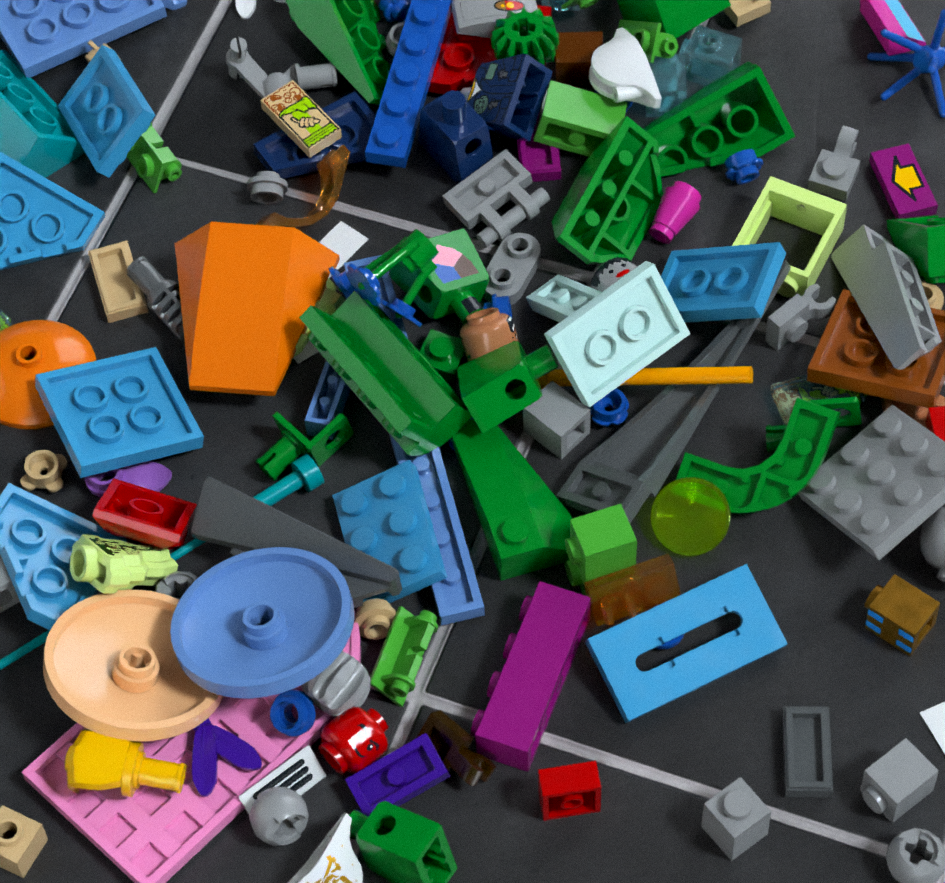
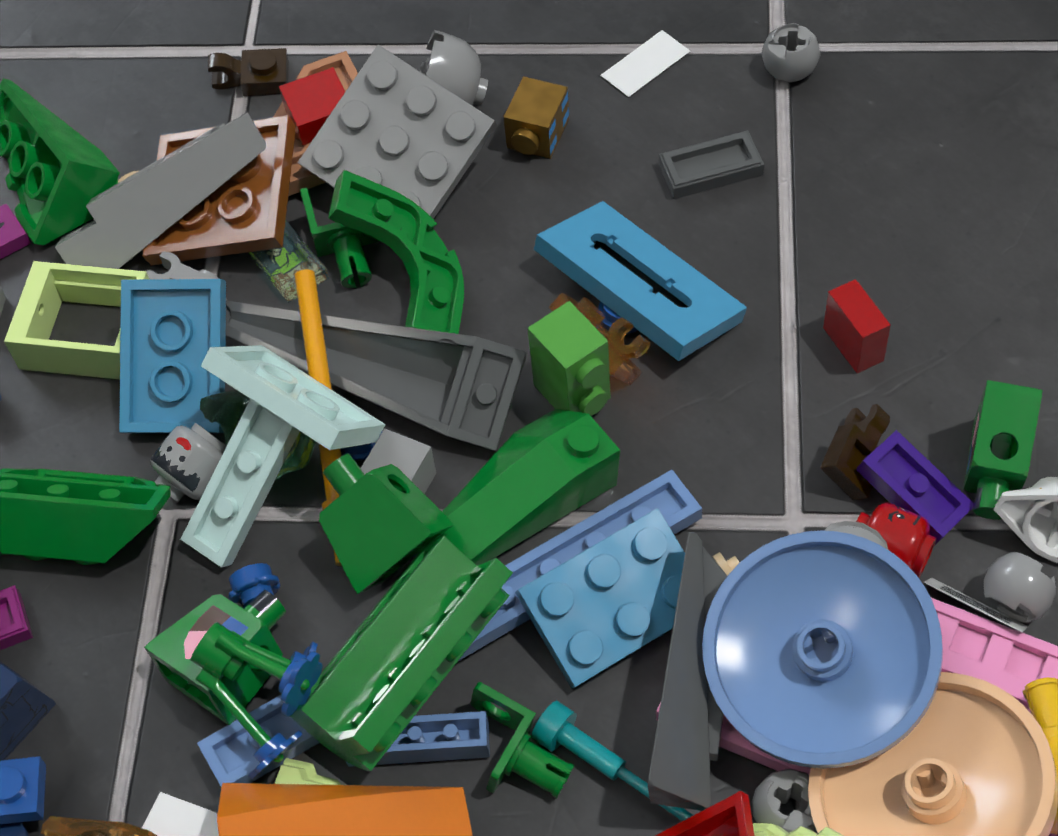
camera: 105 degrees left, 0 degrees up
(213, 740) = (968, 660): dark purple piece -> none
(403, 654) = (741, 531): bright green hinge -> none
(444, 354) = (328, 628): green plate -> none
(486, 332) = (304, 572): nougat head -> none
(490, 188) = (67, 656): light grey plate -> none
(514, 266) = (174, 595): light grey plate -> none
(532, 676) = (735, 401): magenta brick -> none
(674, 211) = (59, 443): dark pink cone -> none
(690, 516) = (483, 311): clear neon green piece -> none
(736, 818) = (819, 185): light grey brick -> none
(898, 781) = (718, 81): light grey brick -> none

